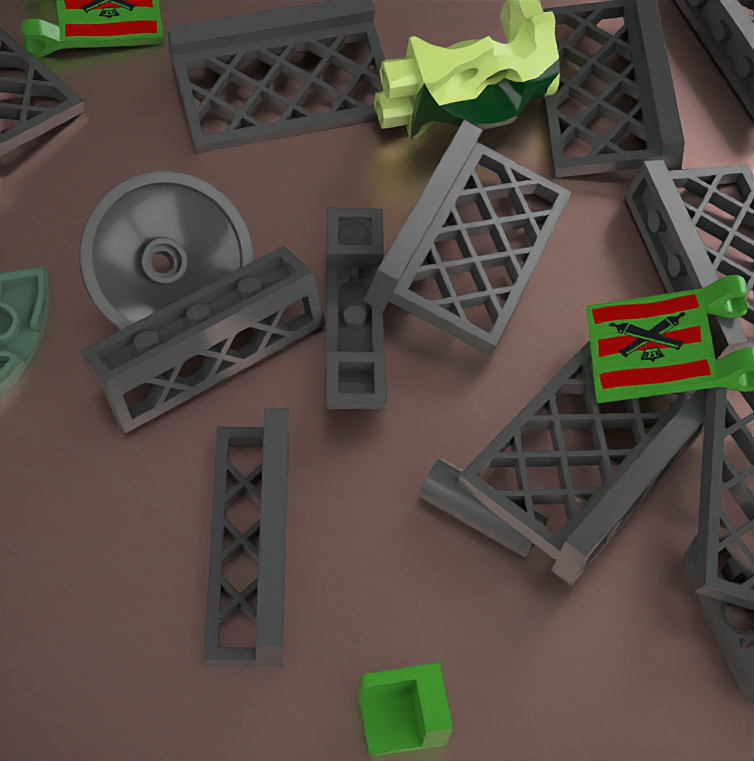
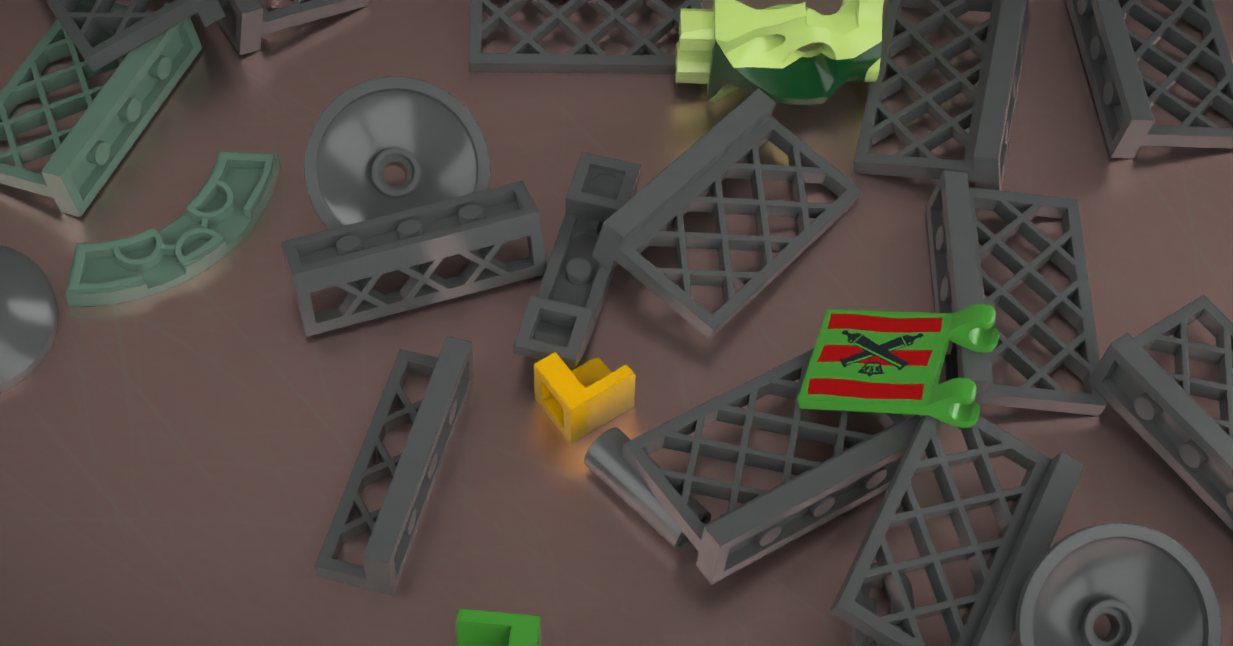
camera: 20 degrees right, 5 degrees down
(396, 434) = (582, 397): none -> yellow panel

